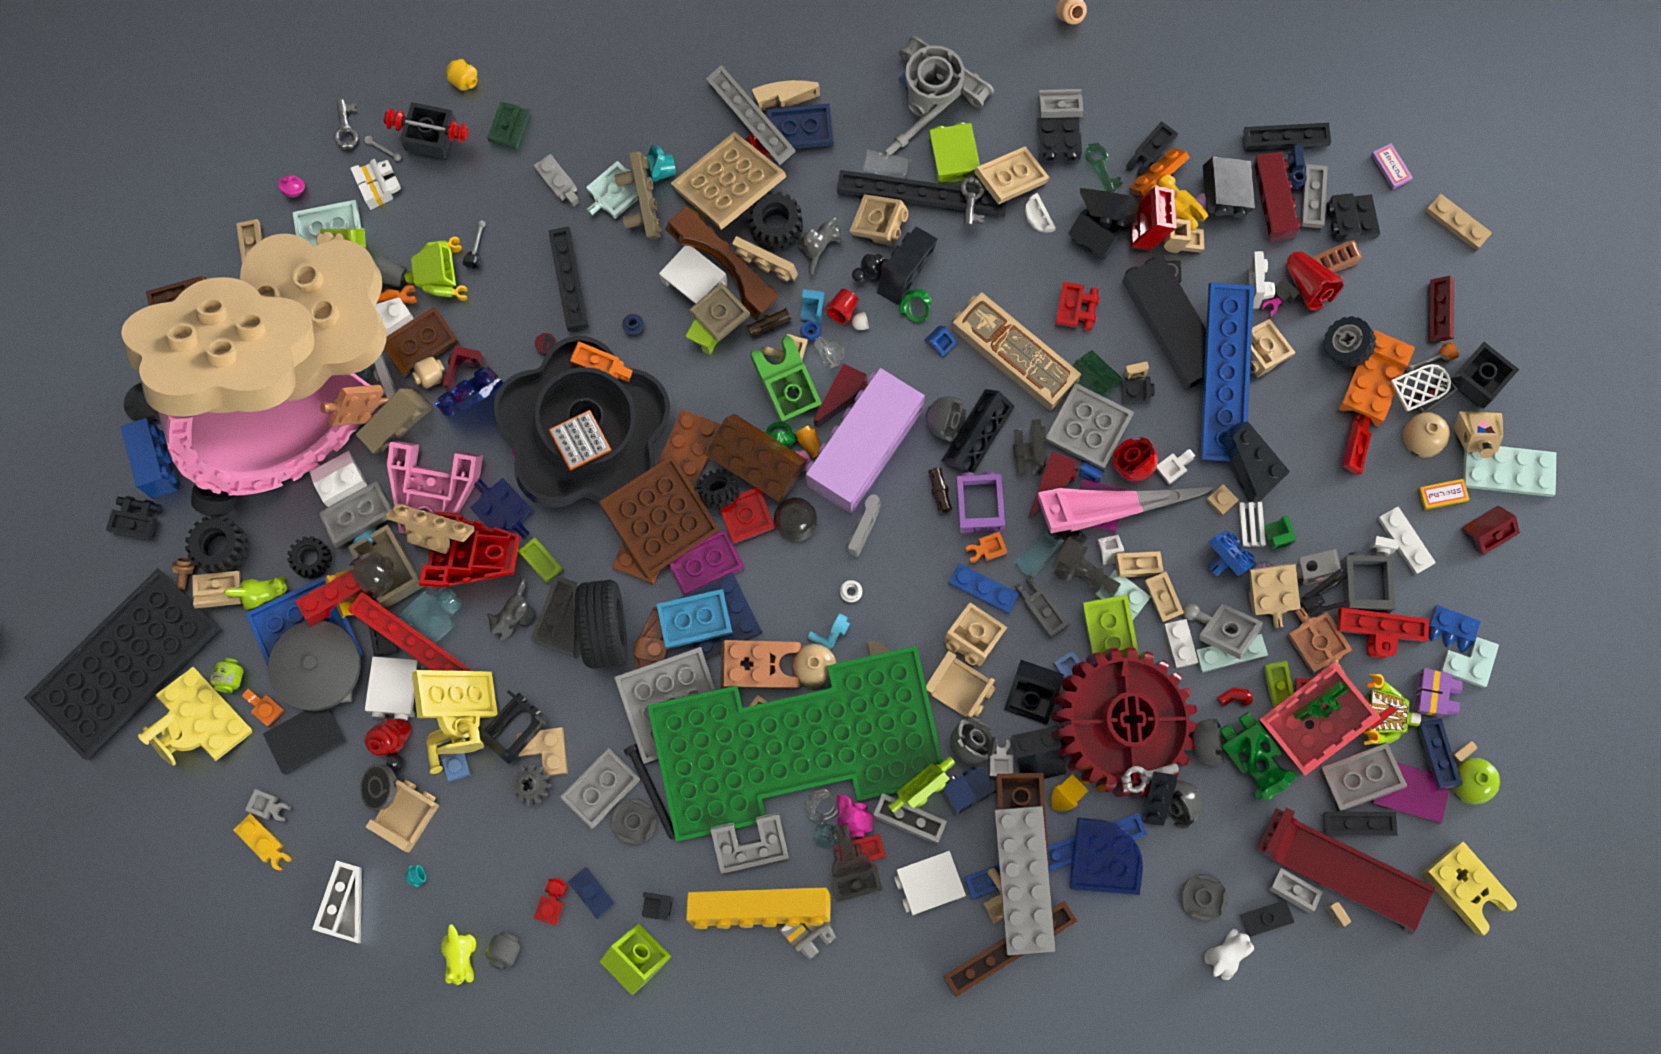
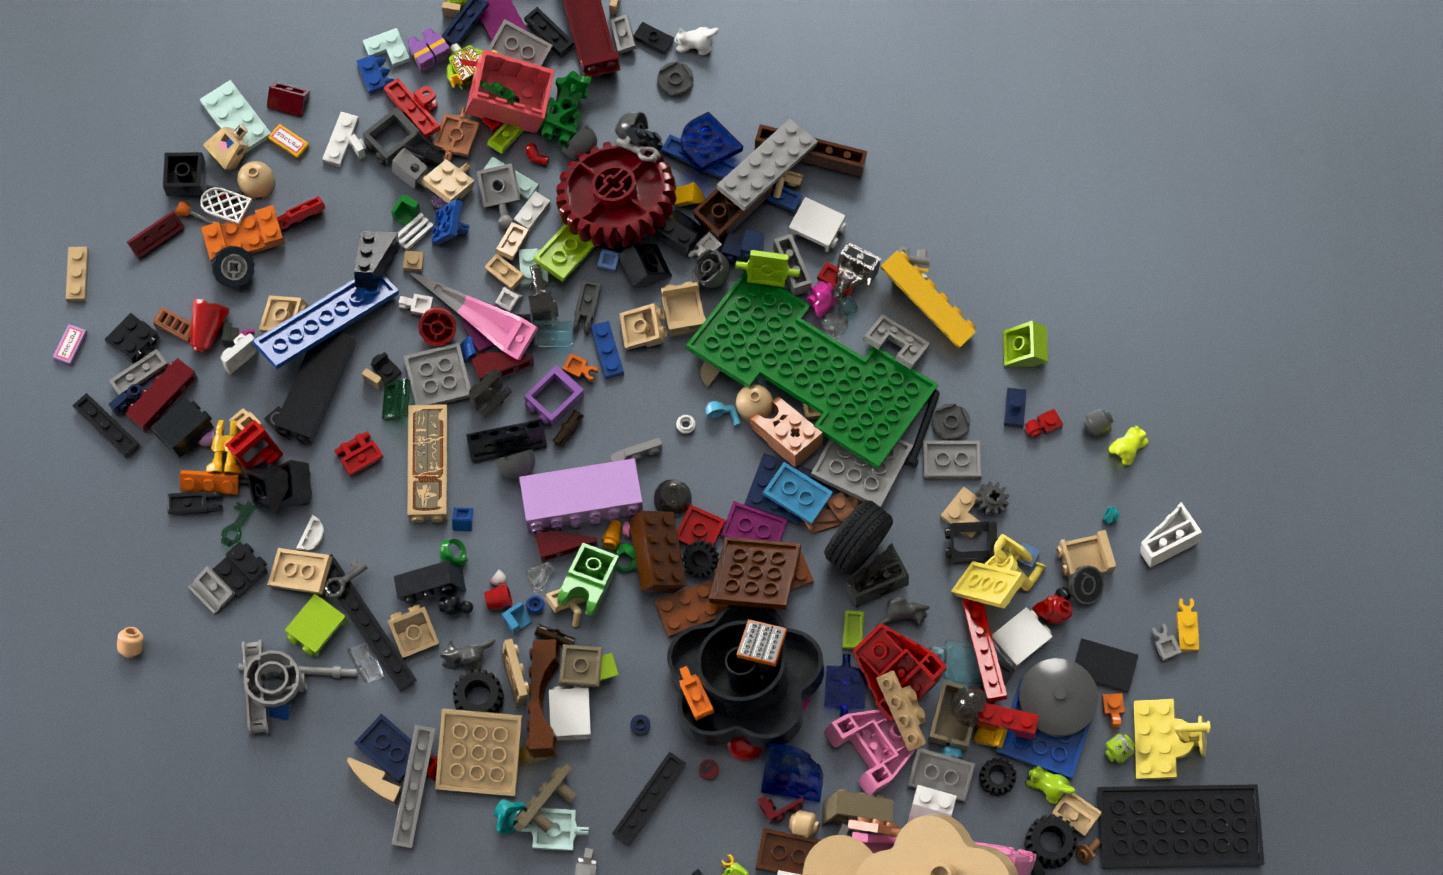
camera: 140 degrees left, 5 degrees down
(657, 906) = (983, 362): black panel -> none

